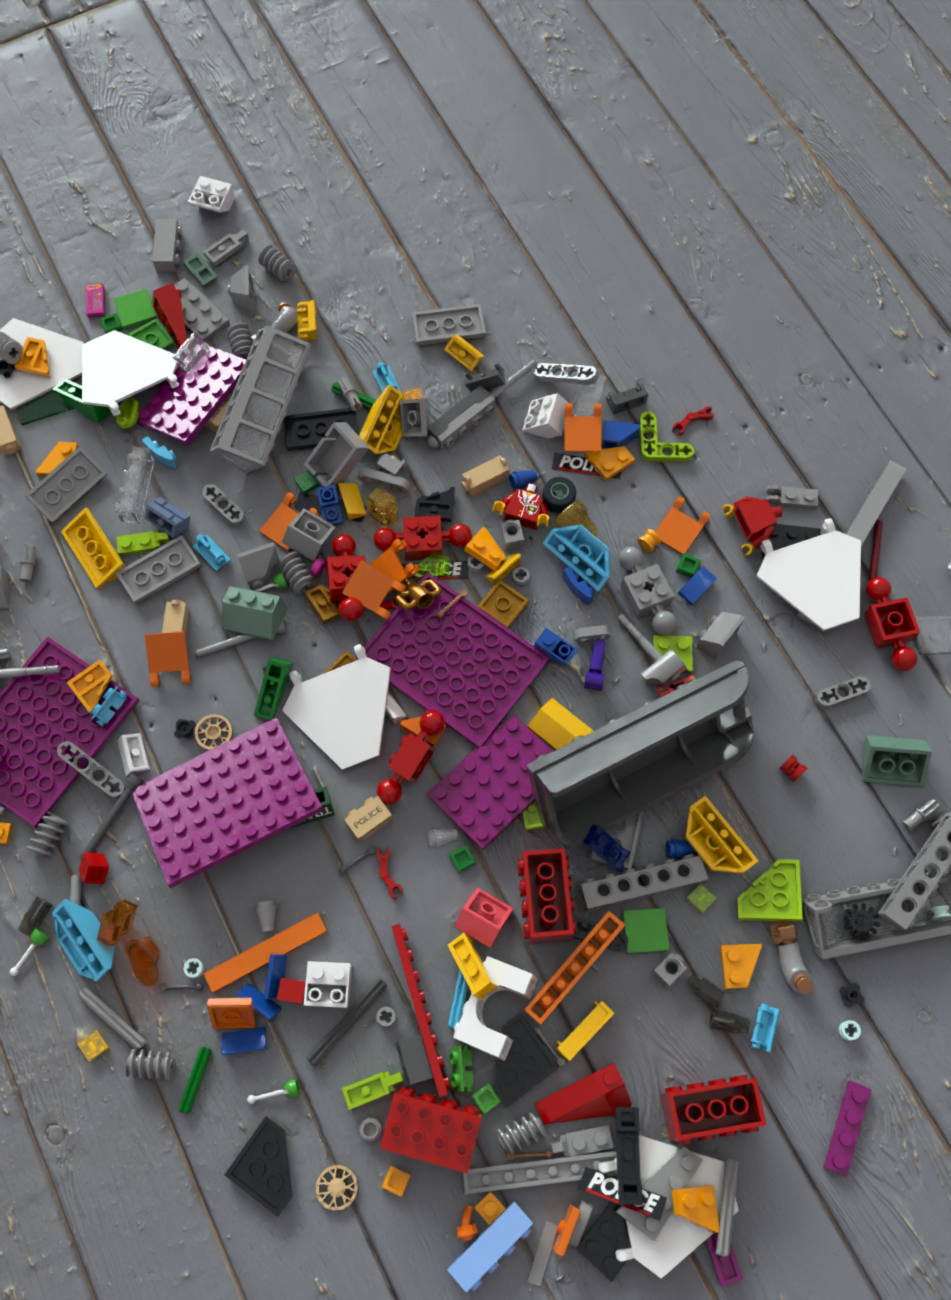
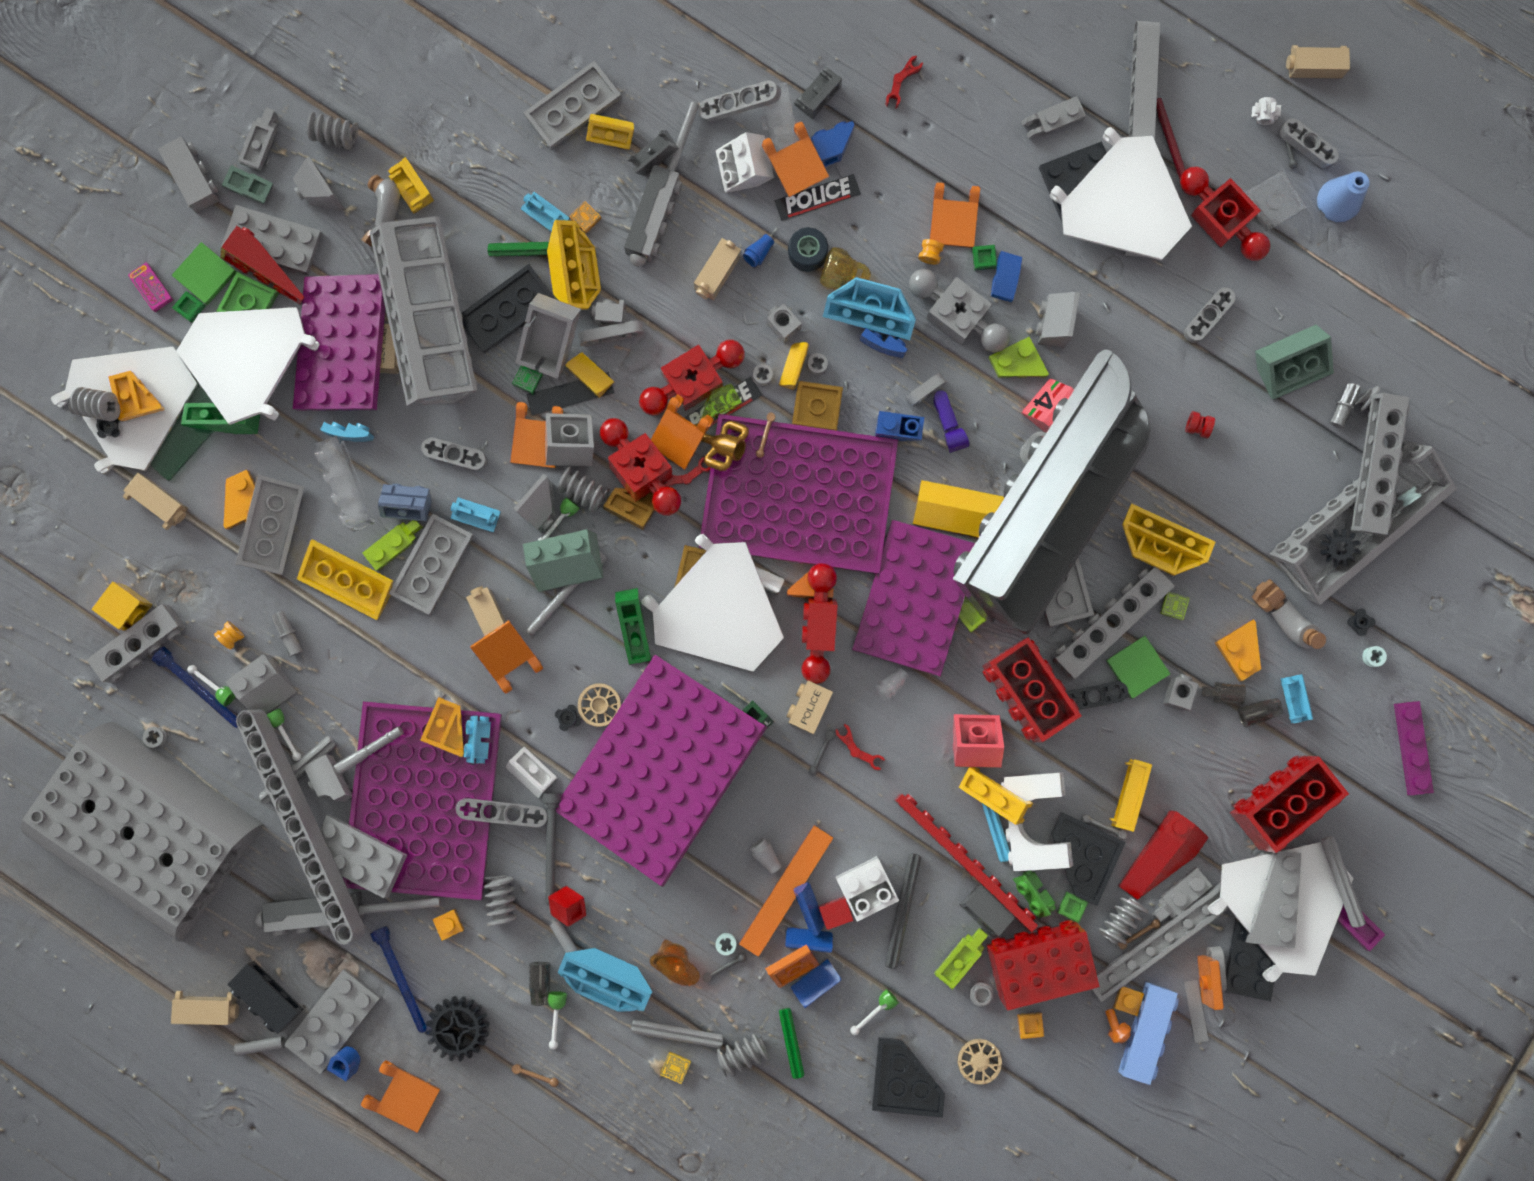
camera: 30 degrees left, 15 degrees up
(116, 922) = (628, 946): clear orange brick -> none
(129, 413) = (284, 405): lime arm -> none
(190, 352) = (308, 298): clear slope -> none
(212, 195) = (202, 83): white slope -> none
(240, 339) = (352, 253): light grey piece -> none
(318, 567) = (600, 470): dark pink tile -> none
(329, 505) = (570, 393): blue slope -> none
(349, 393) = (514, 251): light grey axle -> none
(371, 587) = (674, 466): orange flag -> none
(382, 506) = (631, 366): clear yellow brick -> none
(384, 1023) = (937, 893): light grey bush -> none
(414, 417) = (603, 242): light grey slope -> none
(436, 505) = (684, 332): black wing -> none
(462, 859) = (923, 694): green tile -> none
(485, 549) = (765, 355): light orange wing -> none
(525, 507) = (781, 285): red torso -> none
(574, 967) = (1092, 742): orange brick -> none
(606, 847) = (1064, 610): clear blue plate -> none
(606, 1188) = (1245, 923): sticker -> none
(610, 461) = (842, 179): light orange wing -> none
(628, 1156) = (1234, 889): black slope -> none
(657, 448) = (881, 137): lime beam -> none
(666, 667) = (1022, 385): light grey piece -> none
(678, 848) = (1127, 570): blue cone -> none
(697, 1206) = (1317, 896): light orange wing -> none
(755, 519) = (1031, 169): red torso -> none
(774, 895) = (1243, 565): lime plate -> none

